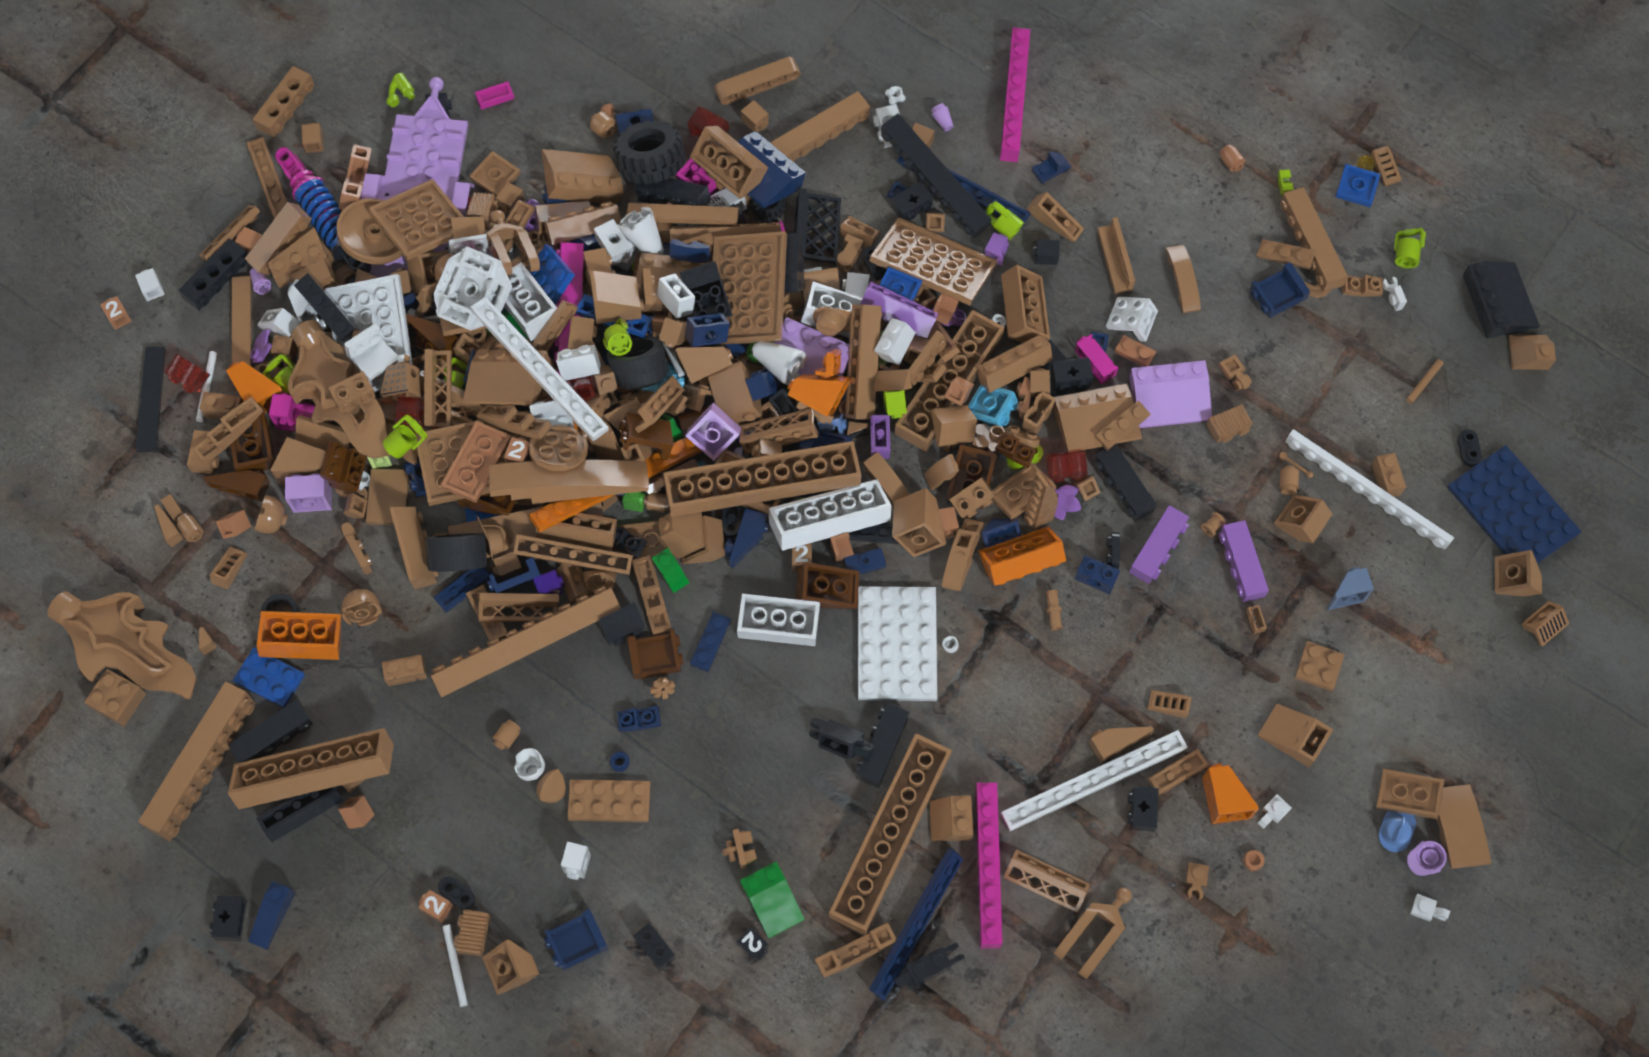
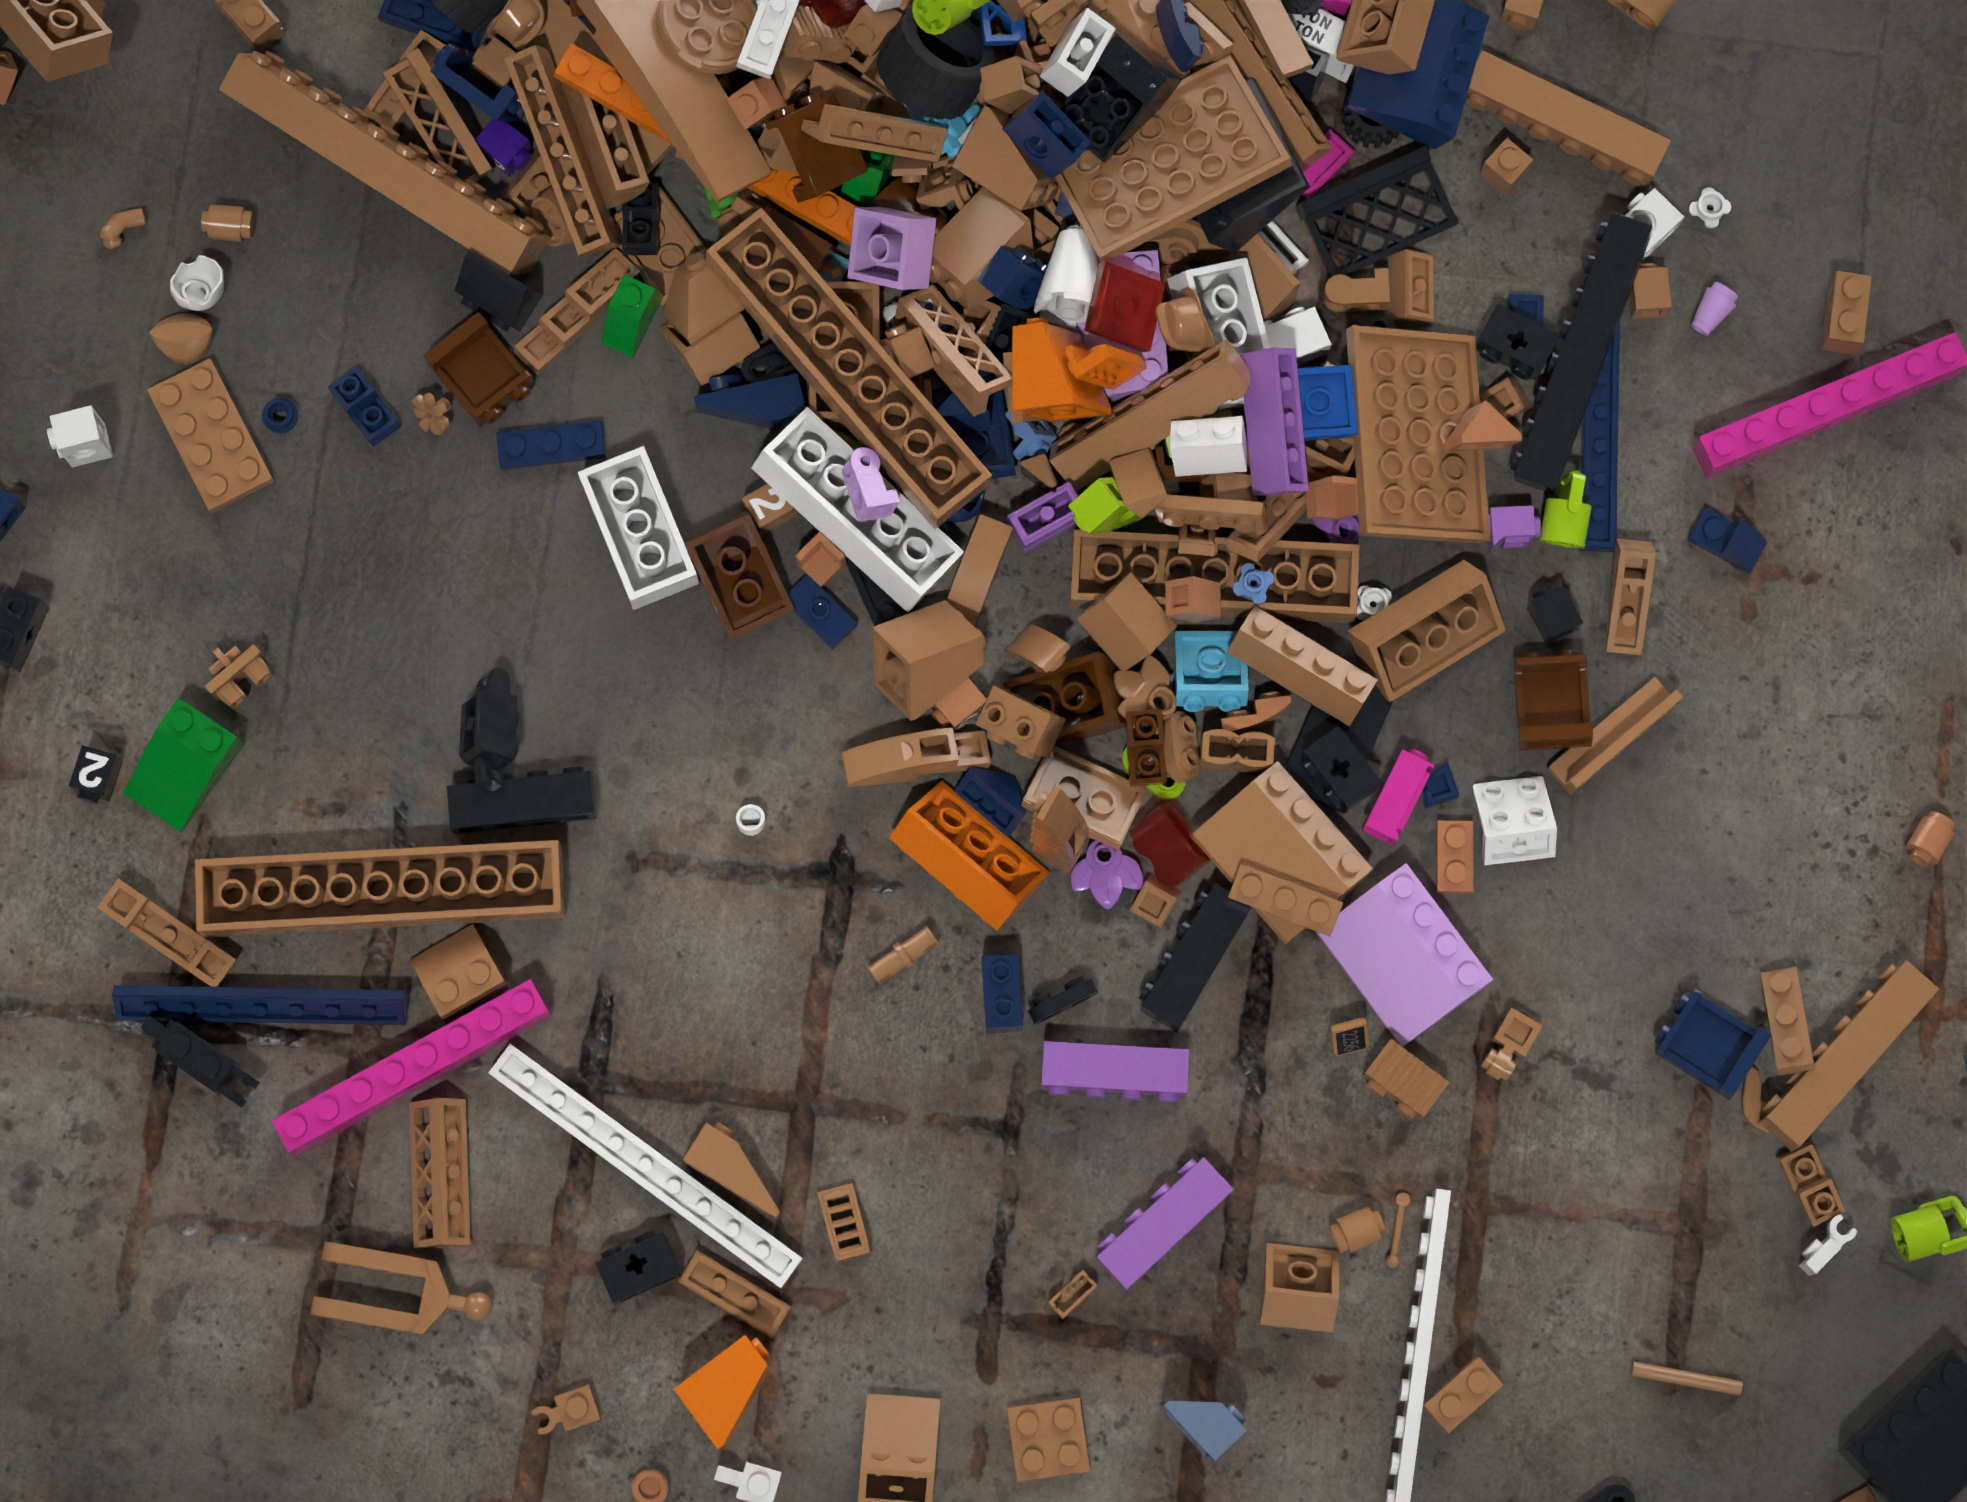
camera: 60 degrees right, 10 degrees up
(473, 790) = (118, 223): none -> medium nougat arm
(609, 449) = (756, 102): none -> nougat brick
(808, 340) = (1124, 306): none -> clear red tile
(824, 499) = (867, 487): none -> lavender leg
(828, 163) = (1506, 167): none -> medium nougat brick
(897, 644) = (709, 735): white plate -> none
(945, 234) = (1482, 429): none -> nougat slope
(966, 366) = (1256, 593): none -> medium blue plate
(976, 66) = (1846, 312): none -> medium nougat brick
(1039, 382) = (1294, 727): medium nougat brick -> none
(1087, 273) = (1552, 701): none -> reddish brown panel
(1184, 277) = (1643, 869): medium nougat slope -> none
(1195, 437) = (1349, 1036): none -> slope
(1213, 524) = (1203, 1141): medium nougat bush -> none
(1283, 180) = (1938, 954): lime piece -> none

